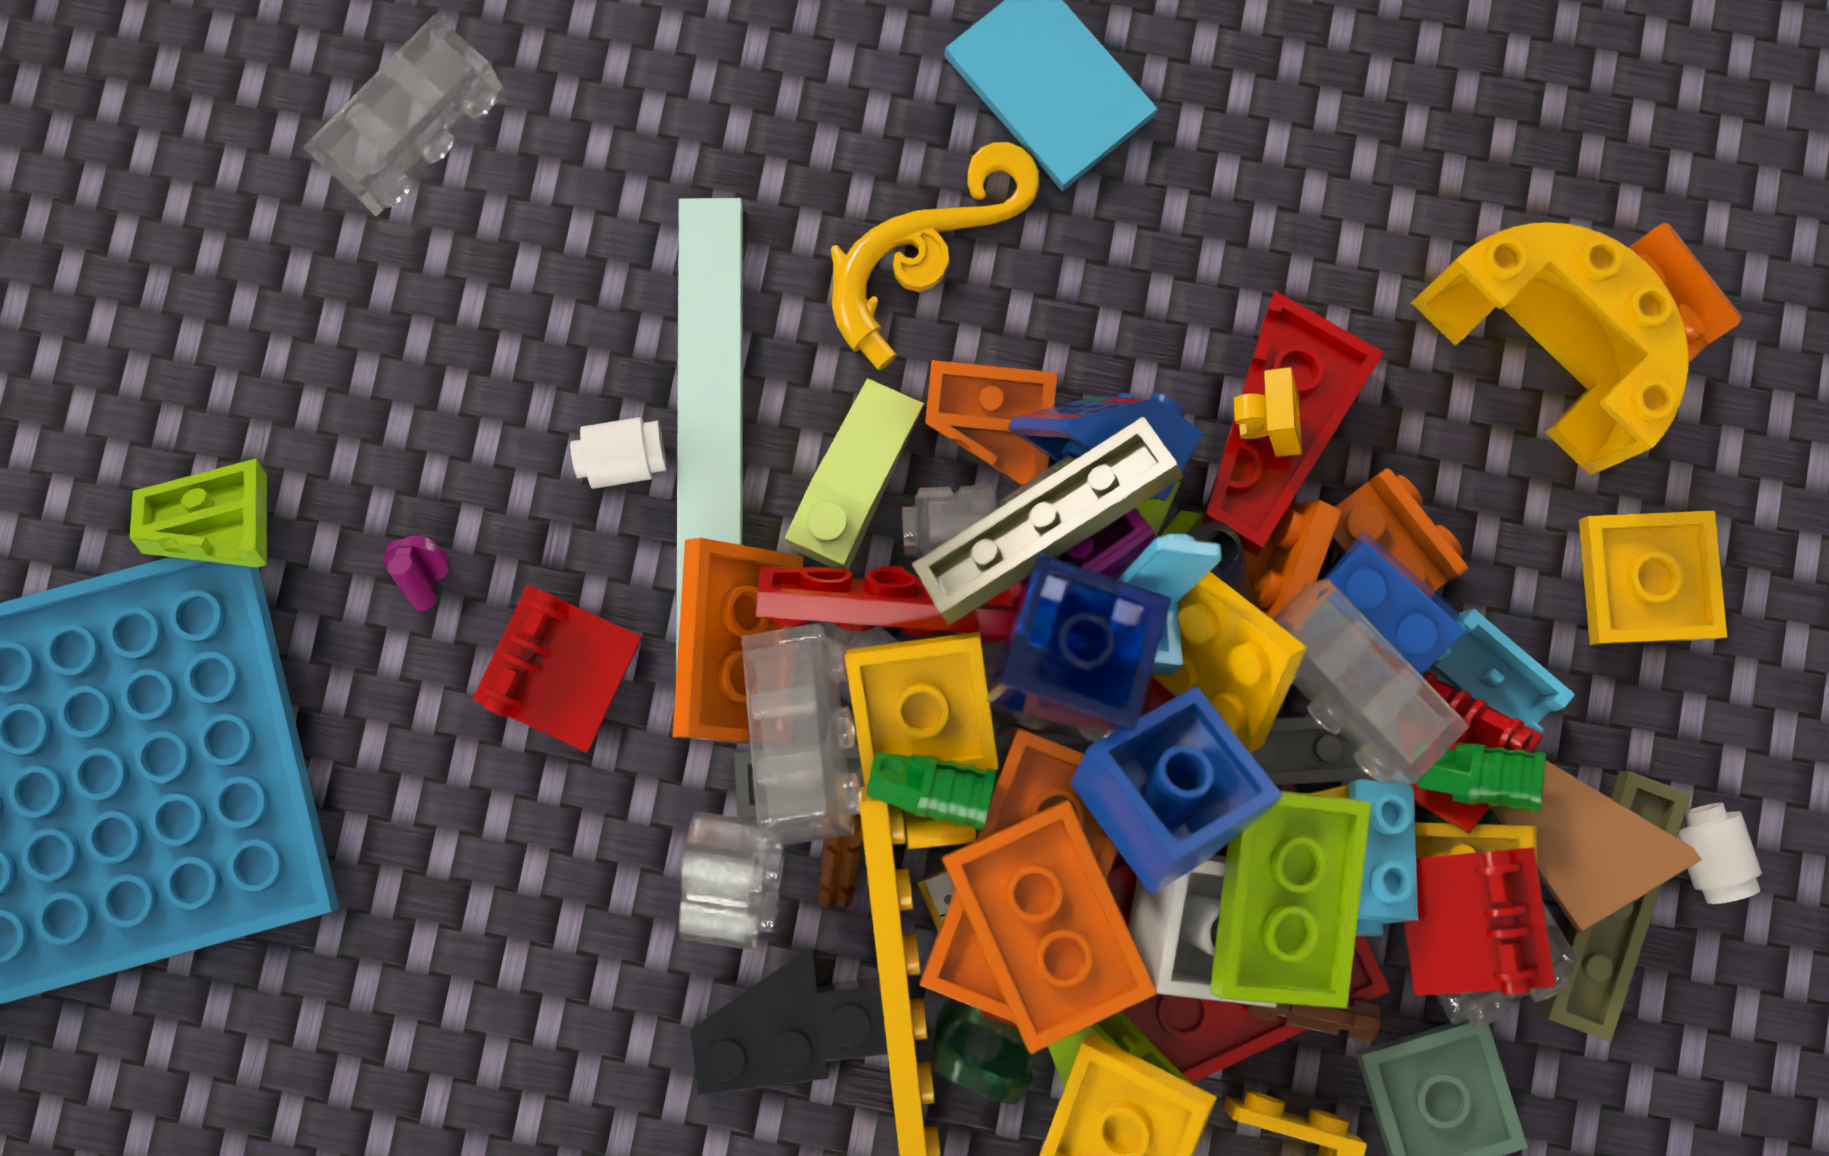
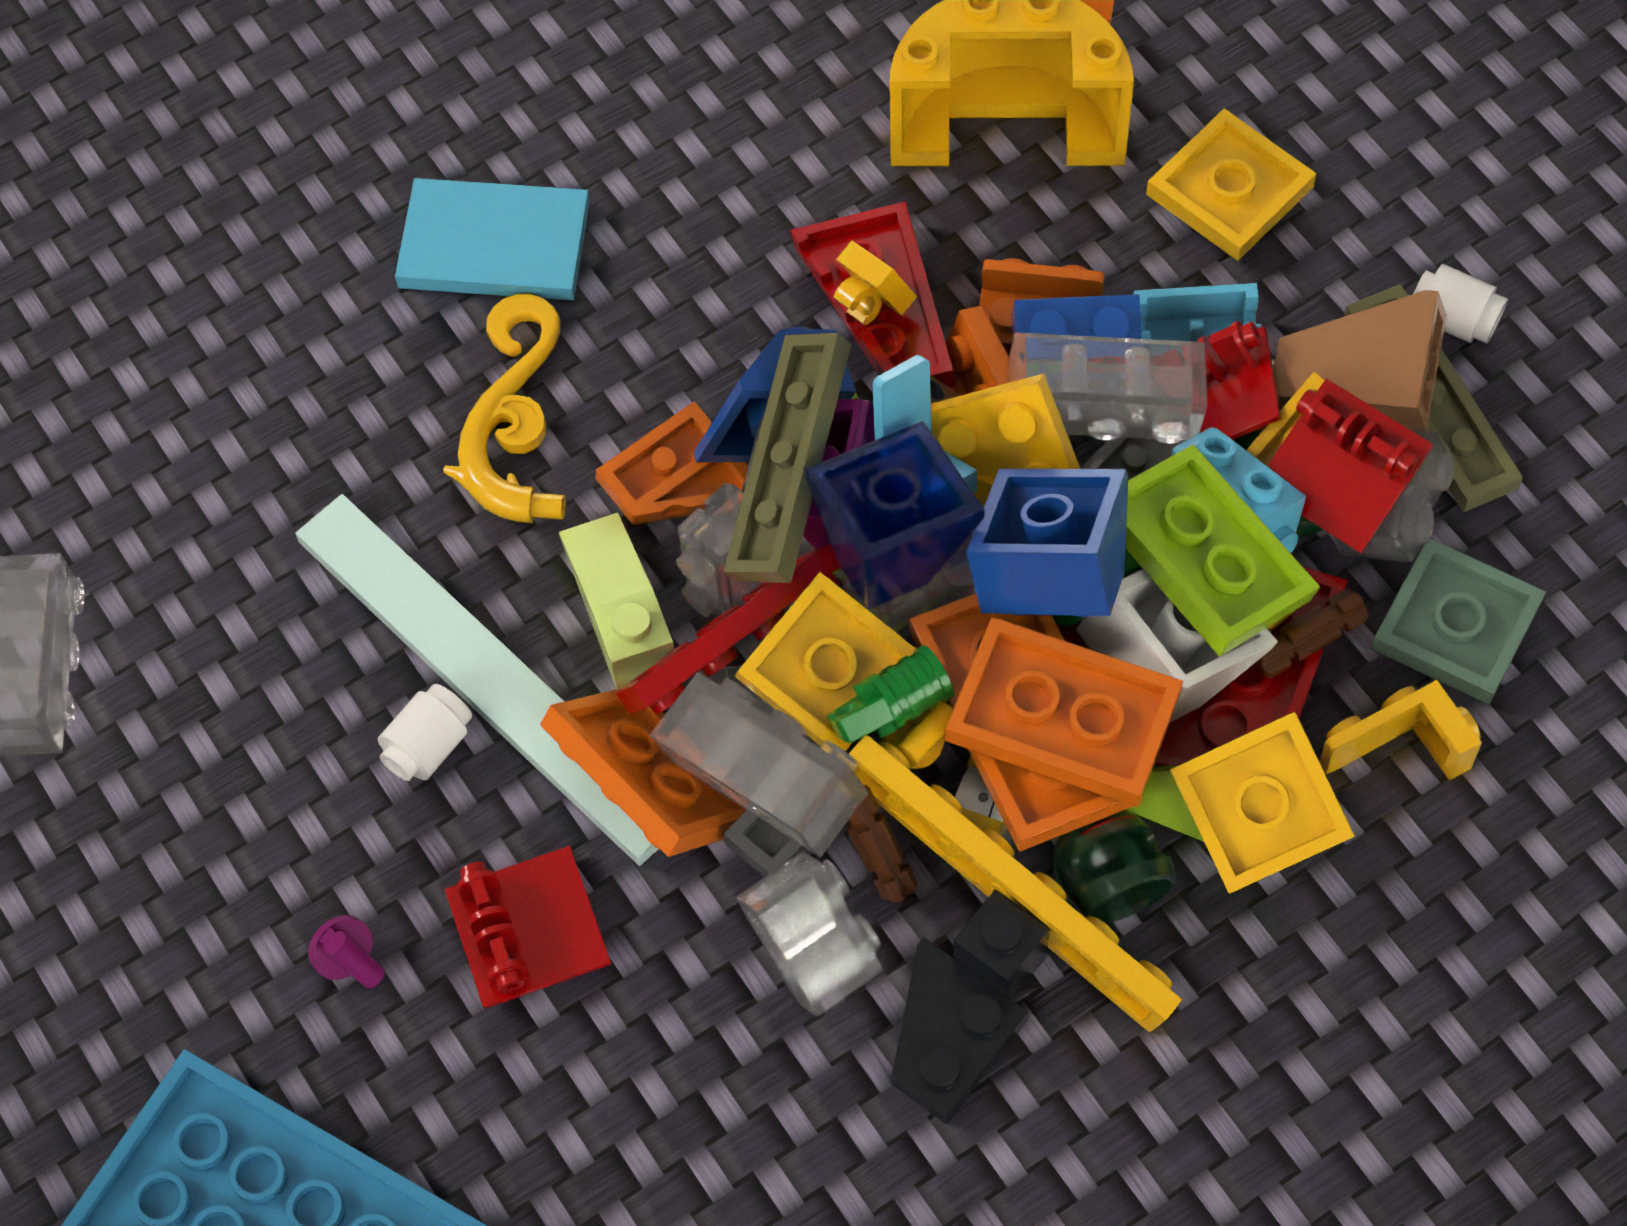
camera: 40 degrees left, 20 degrees down
(205, 516) = (138, 1061): lime wing -> none
(1489, 776) = (1253, 369): green hinge -> none

